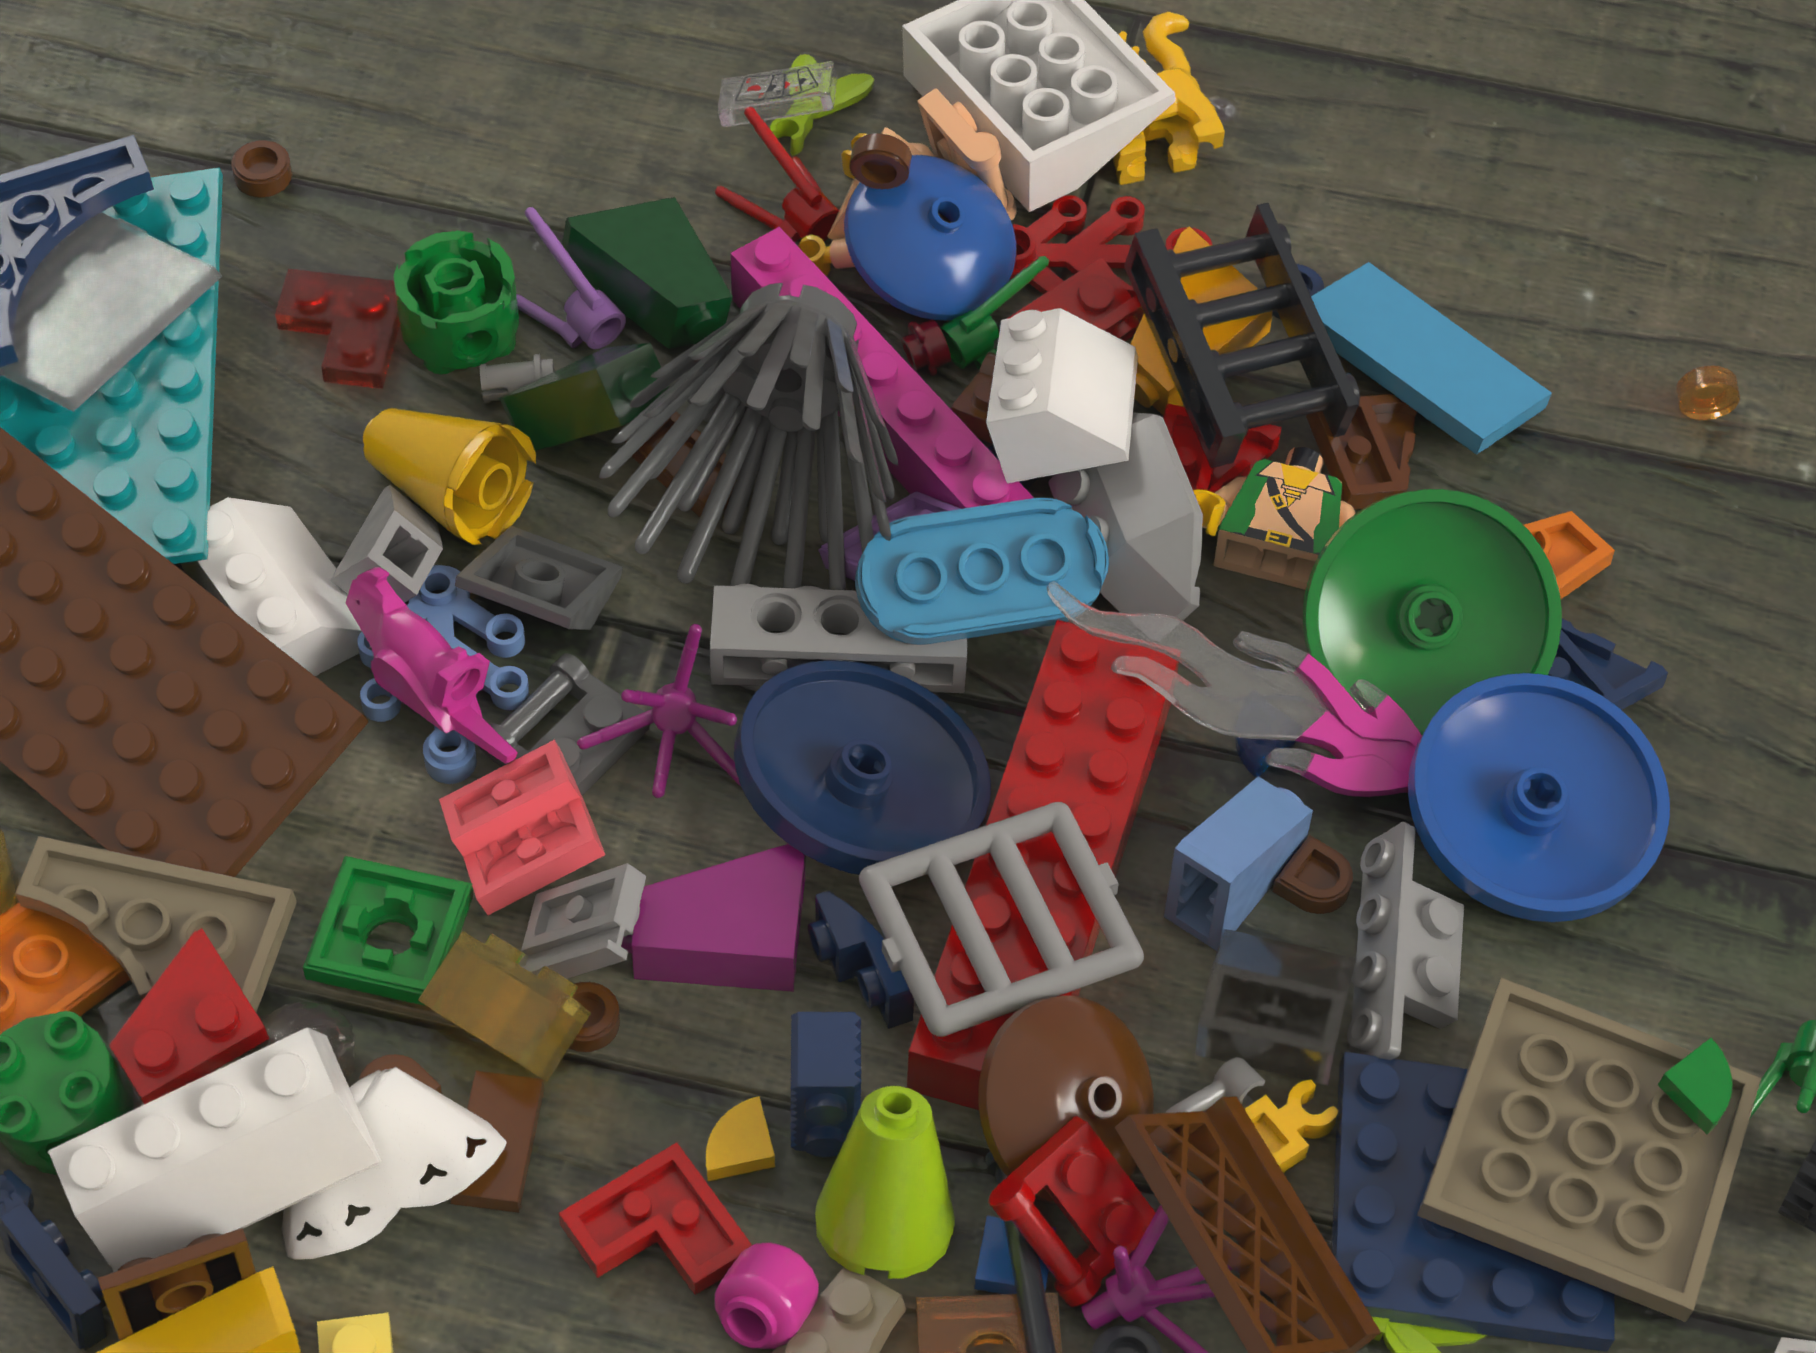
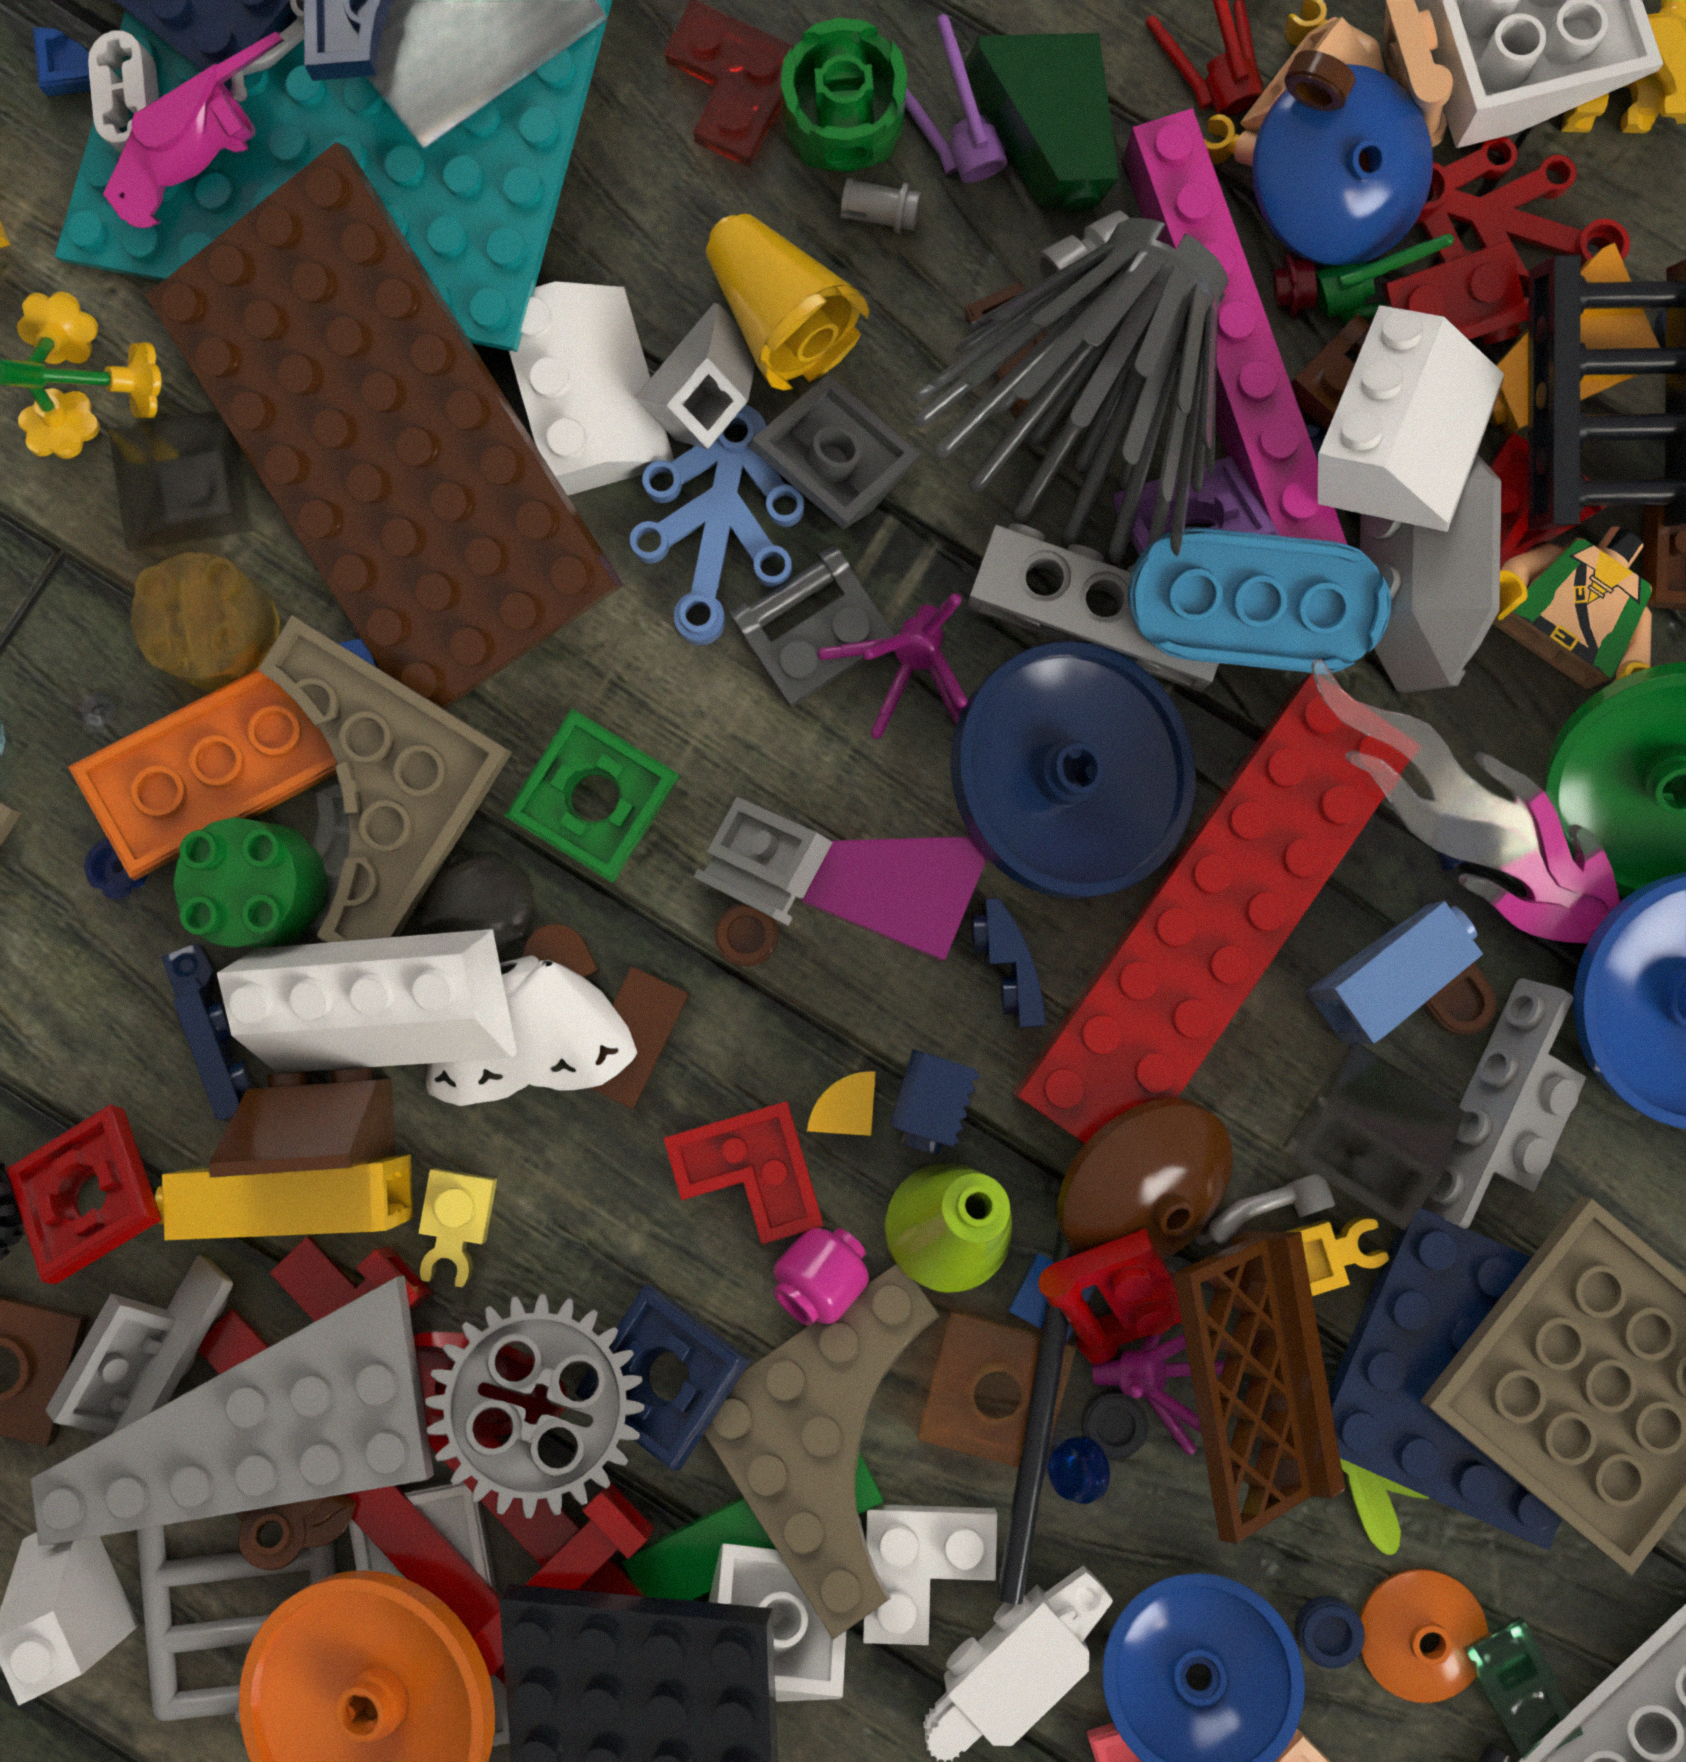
camera: 20 degrees right, 30 degrees up
(186, 1024) = (377, 862): red wing -> none
(420, 664) = (693, 534): dark pink animal -> none
(505, 1004) = (672, 918): clear yellow brick -> none
(521, 827) = (741, 726): coral slope -> none
(583, 396) = (939, 262): dark green slope -> none
(1000, 995) = (1119, 1081): light grey bar -> none

